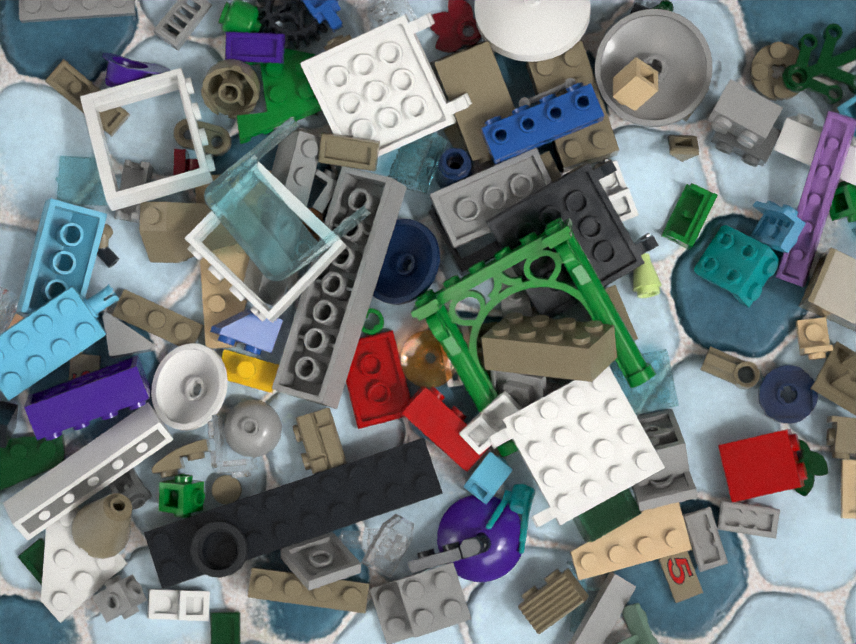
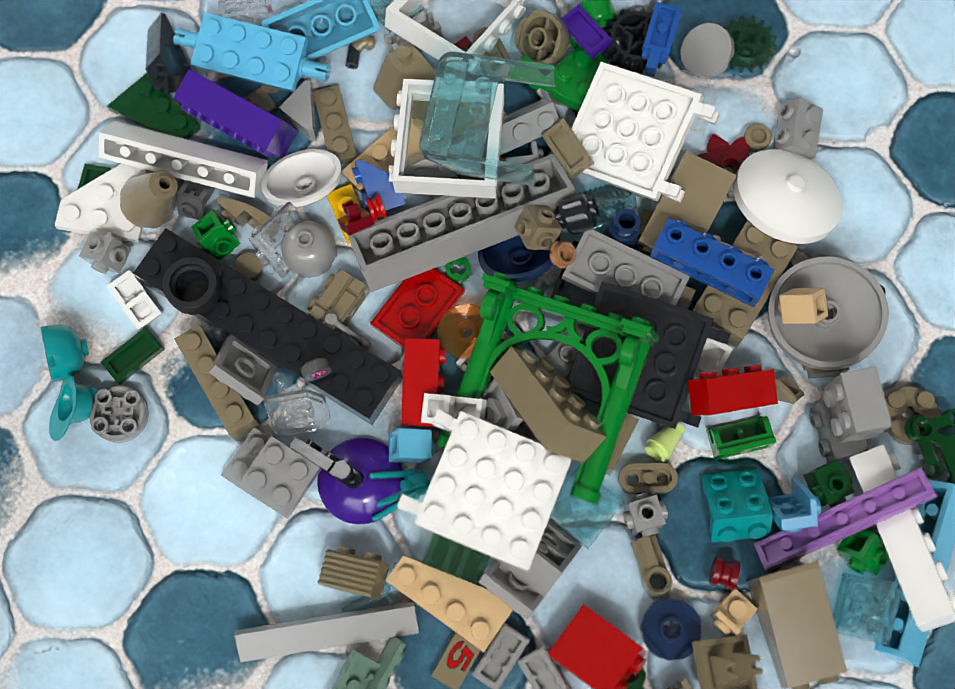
camera: 50 degrees right, 10 degrees down
(266, 373) = (355, 218): none -> dark red tile
(271, 348) = (376, 207): none -> red bush
(336, 458) = (331, 319): none -> light grey hinge
(372, 504) = (316, 369): none -> dark grey tile
(399, 233) = (538, 227): none -> dark tan brick
(416, 193) = (578, 214): none -> black head
(438, 233) = (562, 254): none -> medium nougat plate
(653, 194) = (732, 390): none -> red brick
(662, 315) = (647, 478): none -> dark tan plate
(681, 349) = (637, 523): none -> light grey brick
(780, 182) = (830, 483): none -> dark green brick
(780, 318) = (724, 573): none -> dark red wheel

